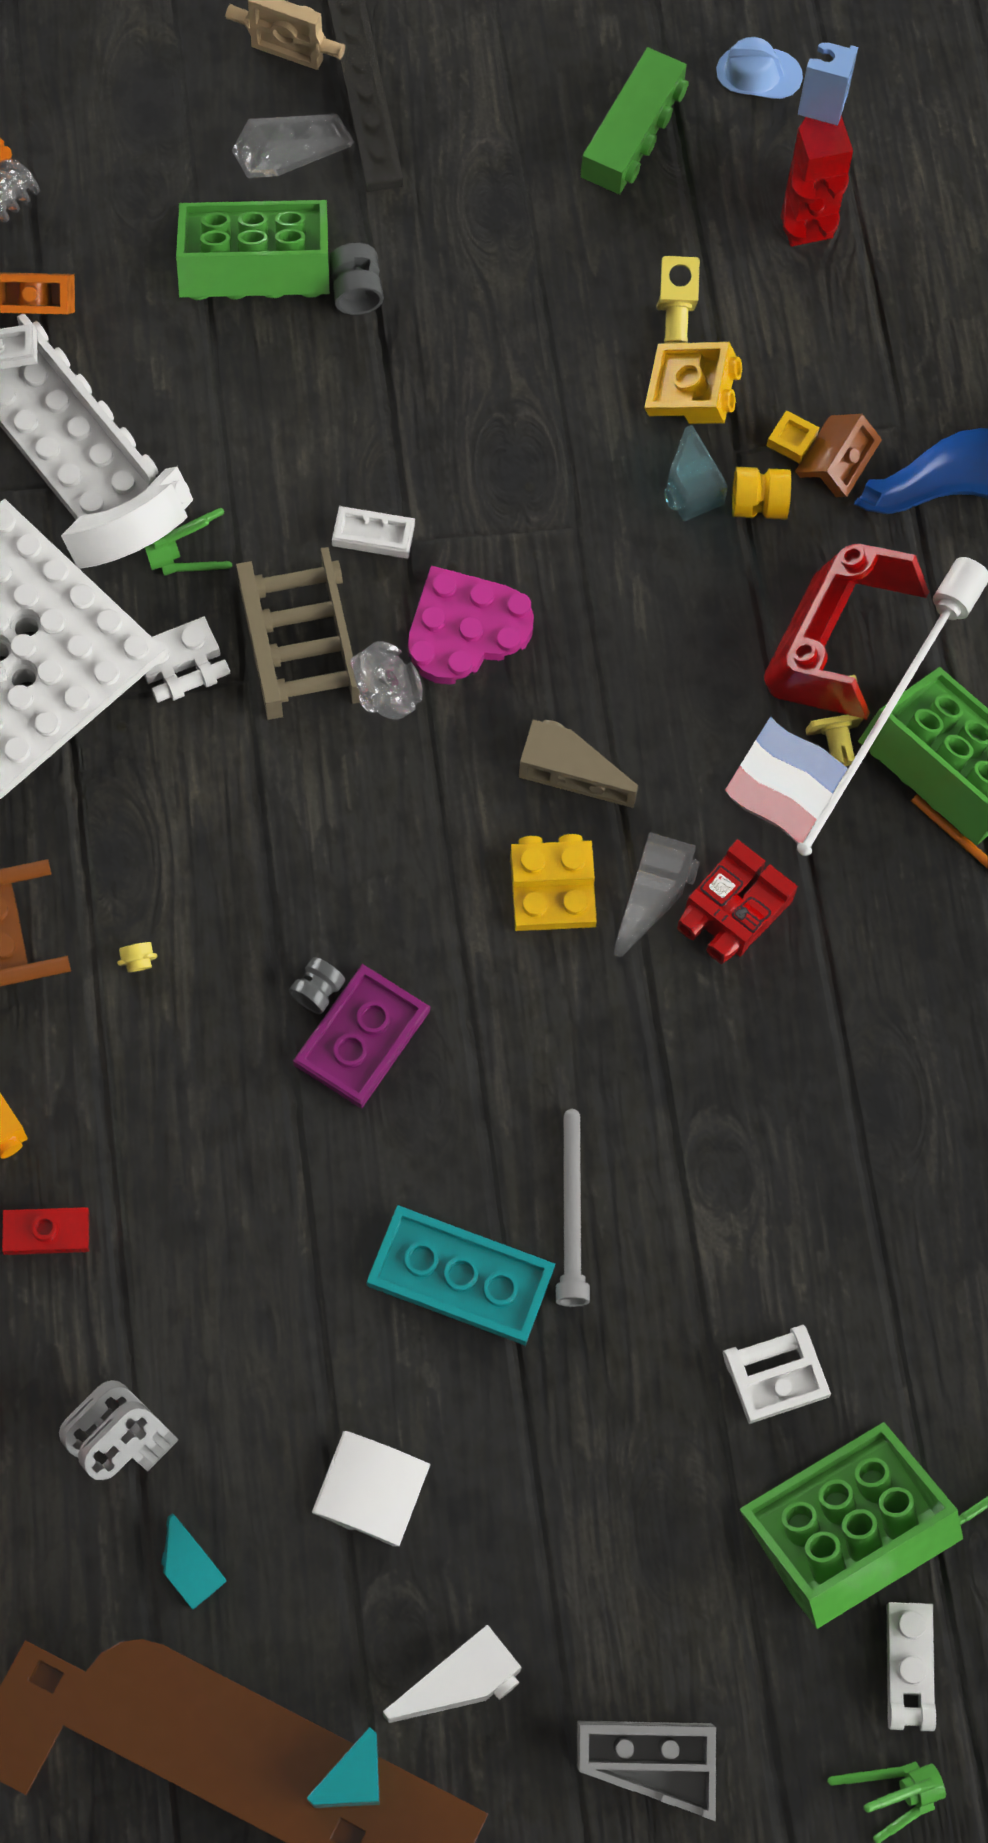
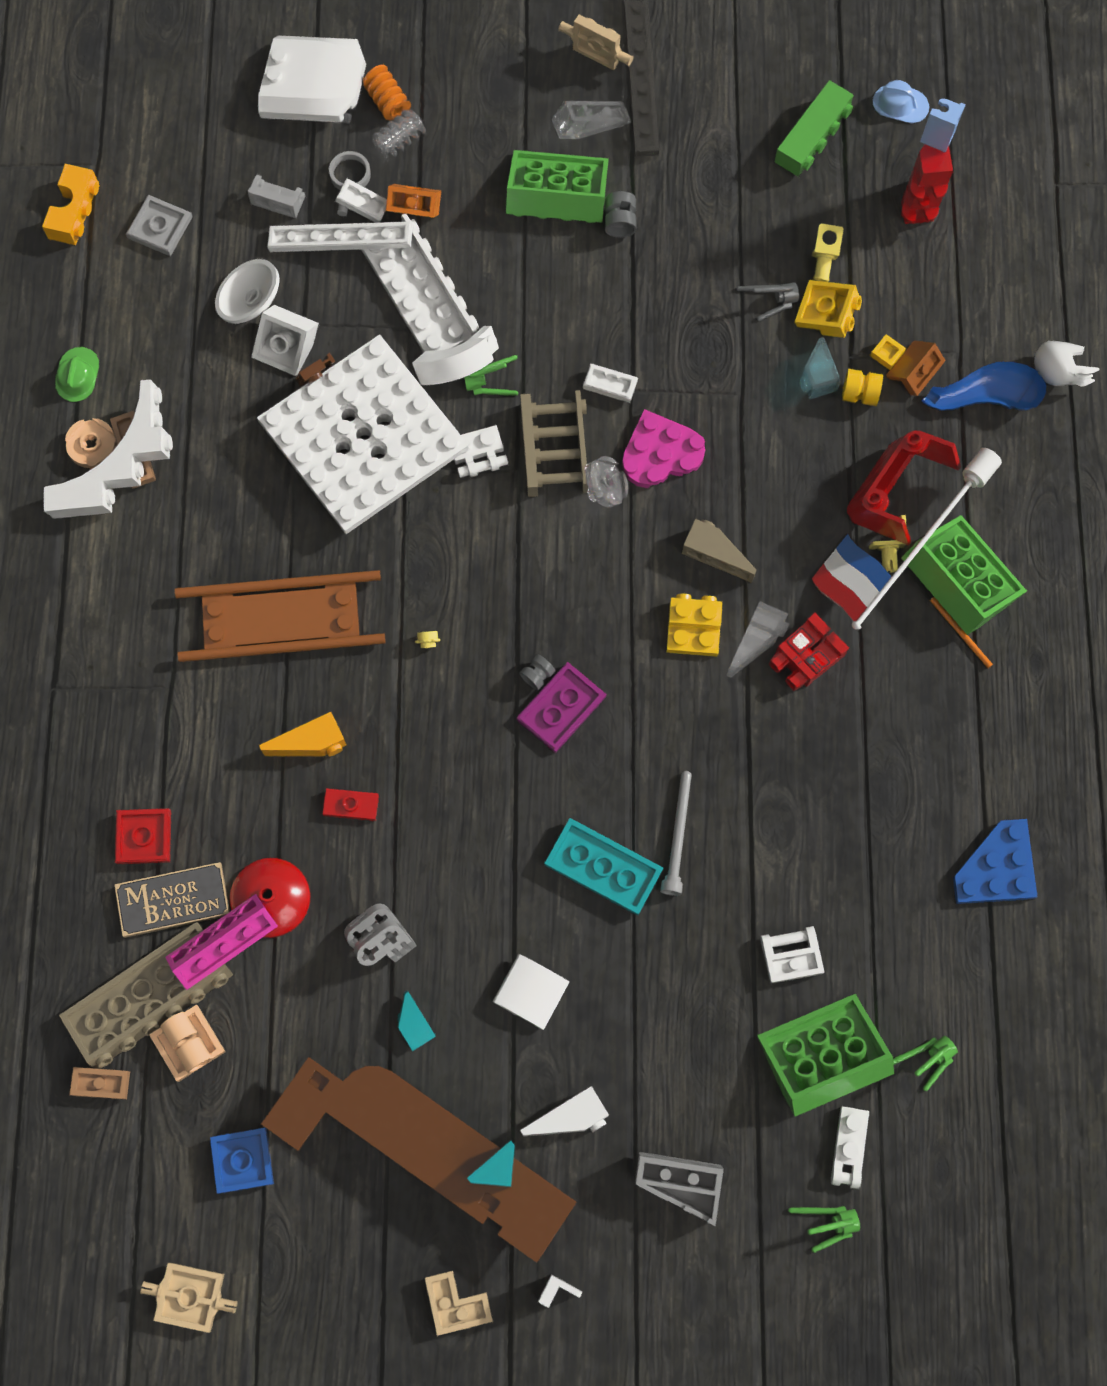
camera: 10 degrees right, 5 degrees up
(622, 368) = (784, 293): none -> dark grey plant

